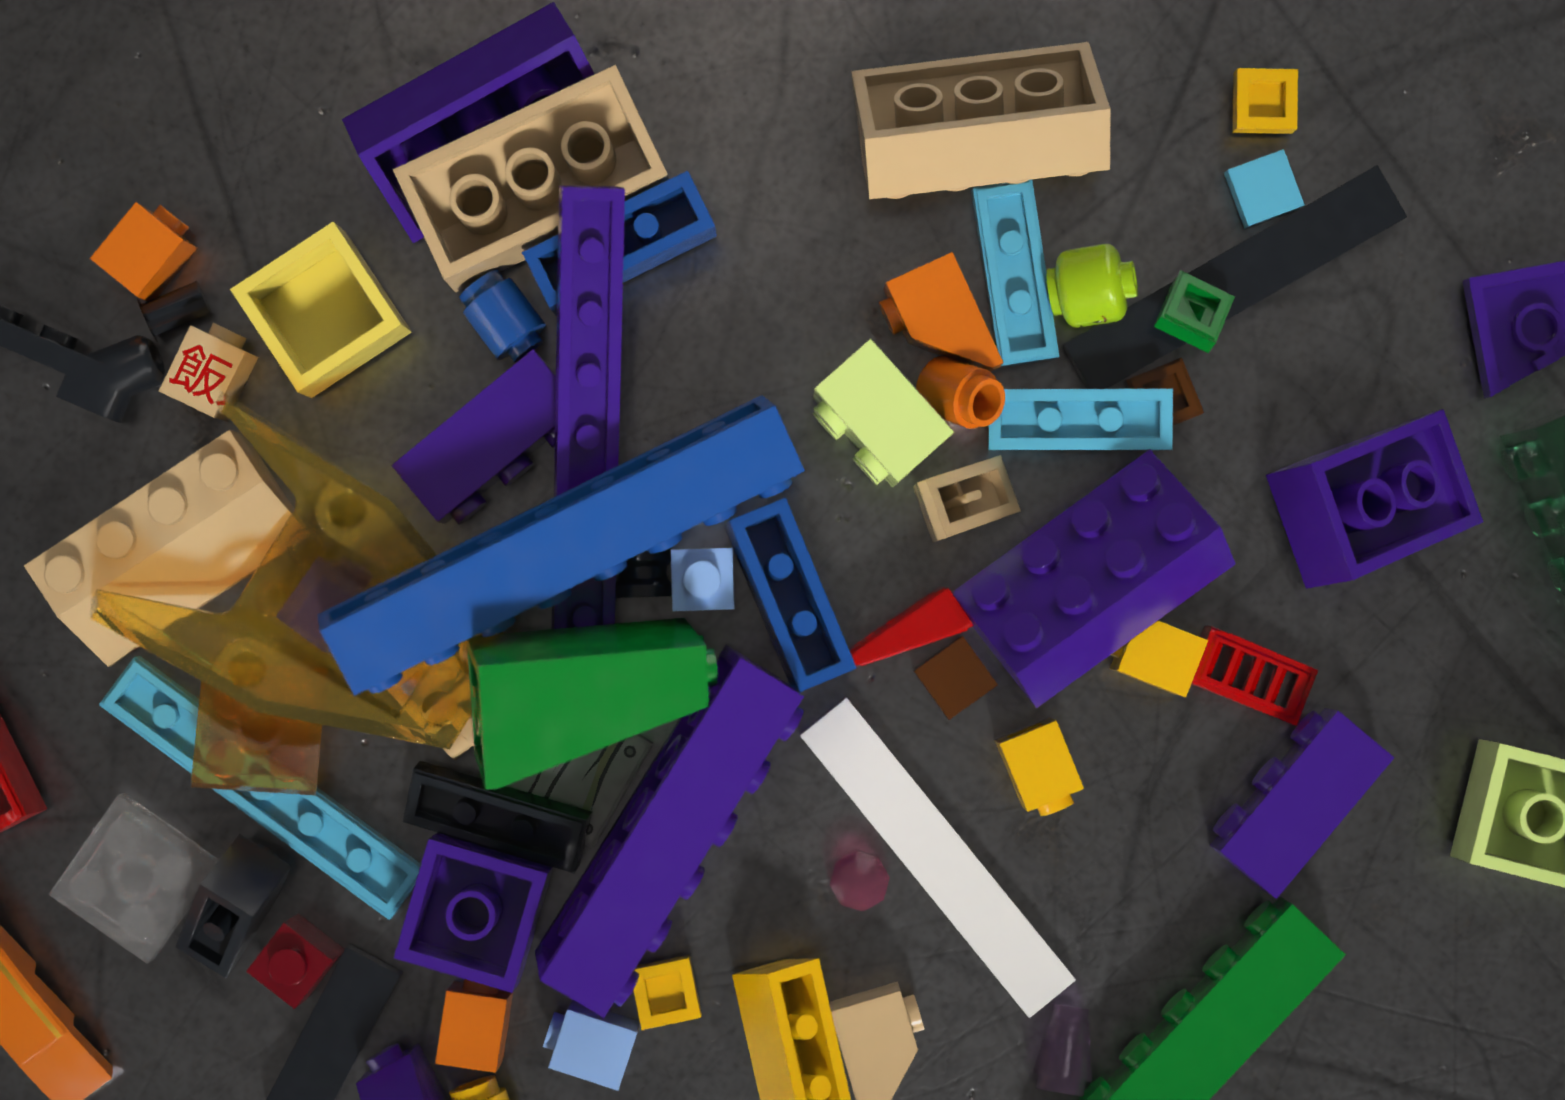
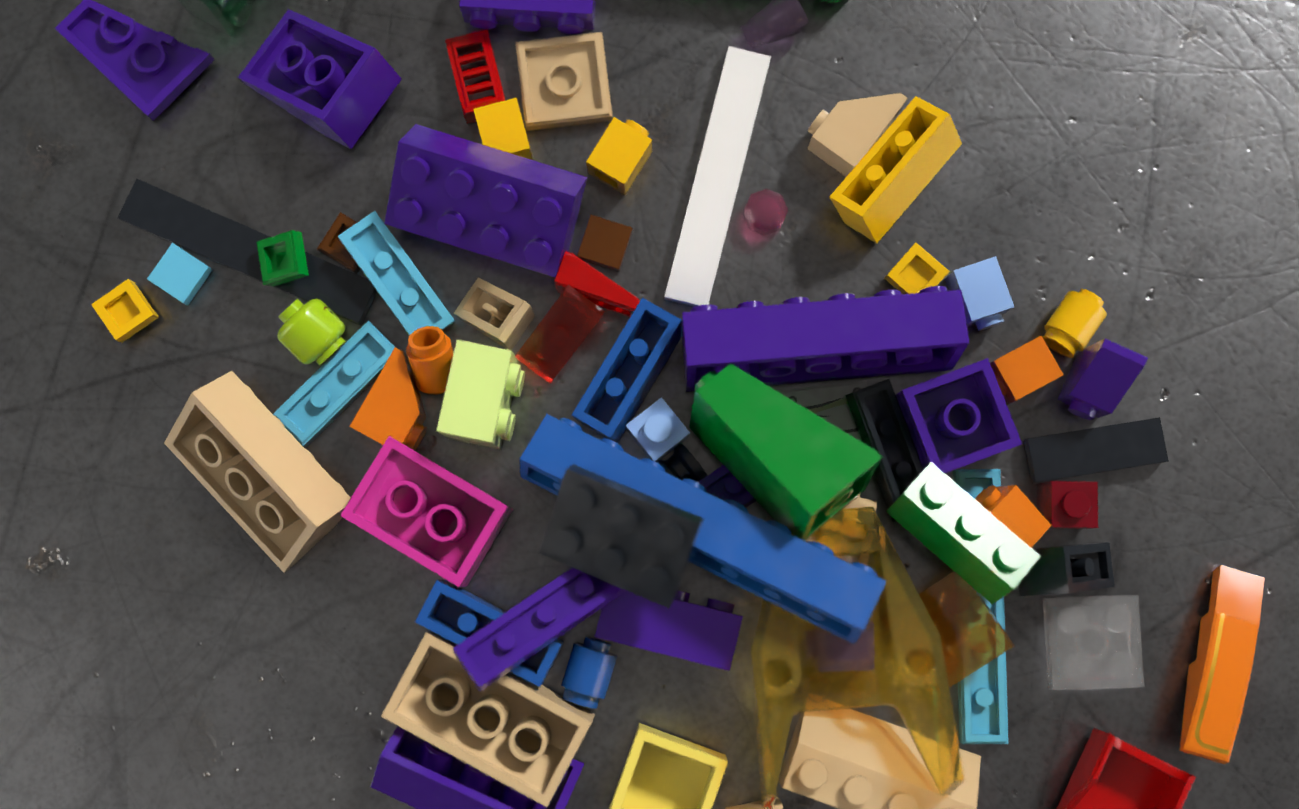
camera: 130 degrees left, 5 degrees down
(327, 881) = (1015, 512): none -> orange brick
(346, 820) = (963, 534): none -> brick
(612, 451) = (620, 535): none -> black plate
(797, 267) = (426, 512): none -> dark pink slope
(888, 551) = (559, 334): none -> clear red plate
(1173, 767) = (564, 81): none -> tan tile

